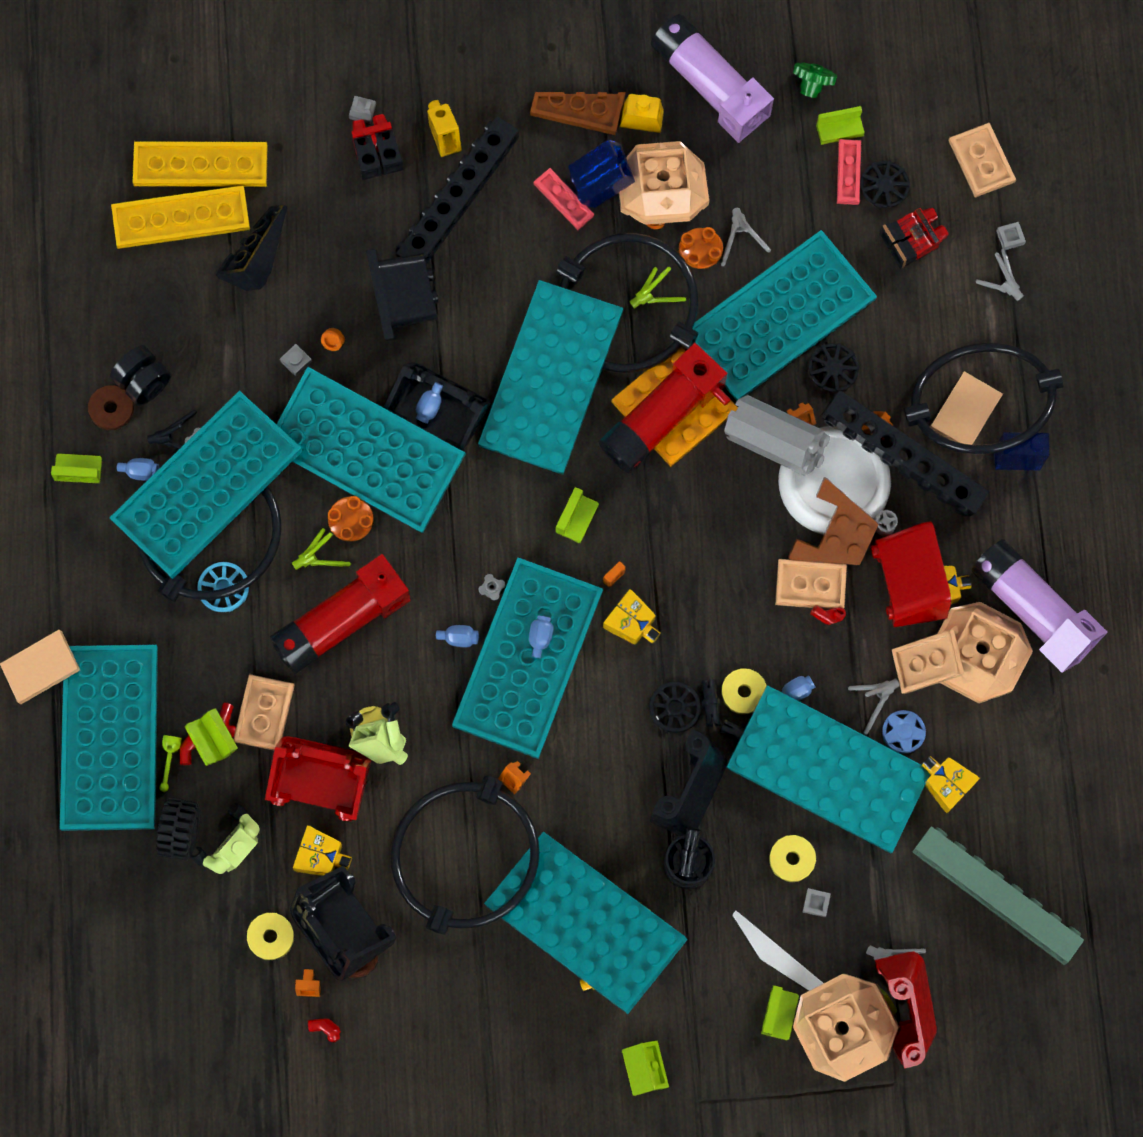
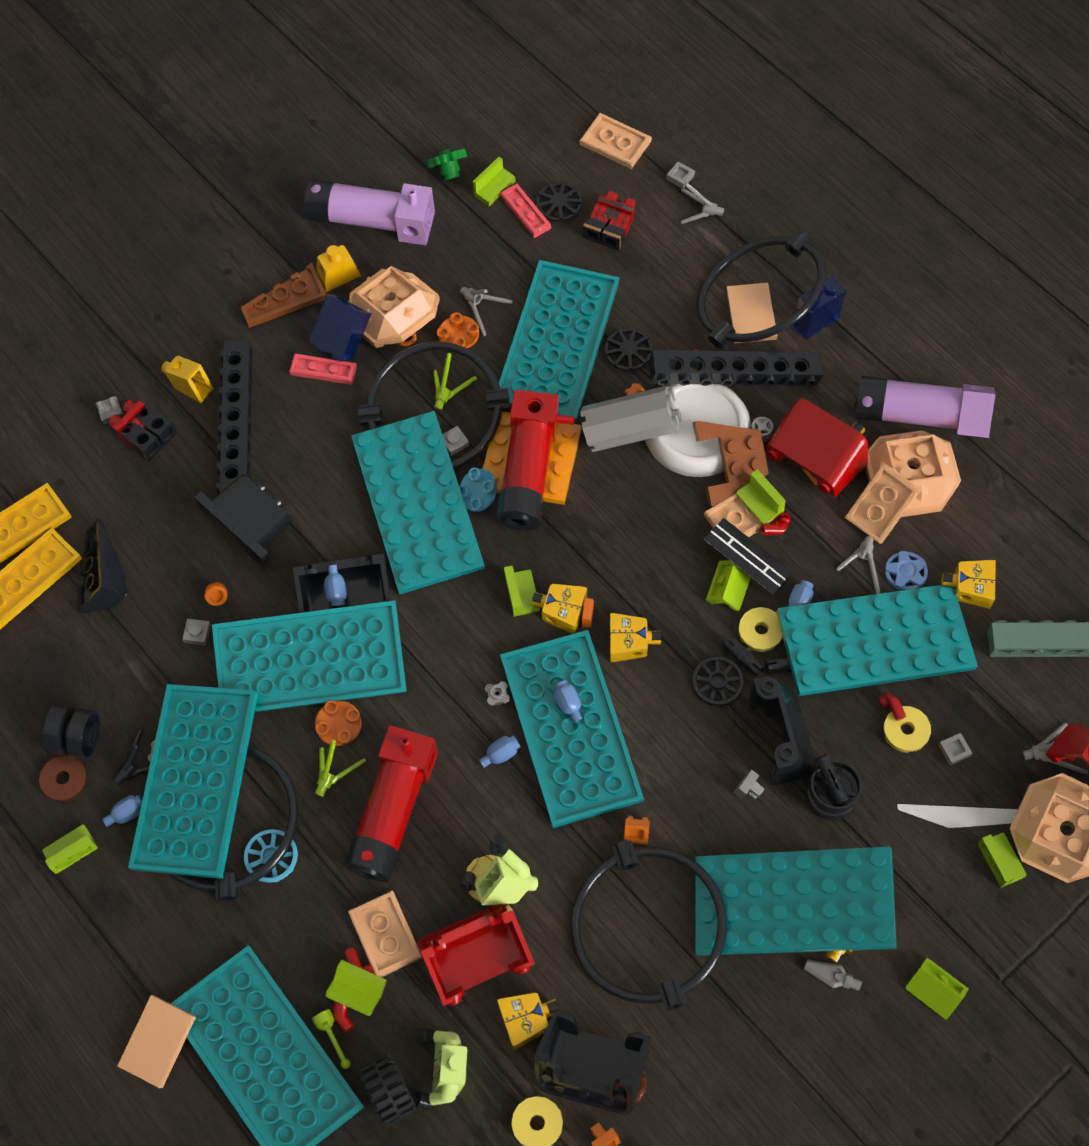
camera: 30 degrees left, 10 degrees down
(574, 998) = (832, 974): none -> light grey piece
(598, 553) = (562, 606): none -> yellow torso
(608, 403) = (478, 489): none -> medium azure dish
(623, 344) = (455, 440): none -> light grey plate
(628, 808) = (749, 786): none -> light grey tile
(748, 635) = (728, 585): none -> lime panel
(781, 623) = (748, 555): none -> black sticker
(797, 827) = (894, 704): none -> red arm
(832, 583) = (761, 498): none -> lime panel

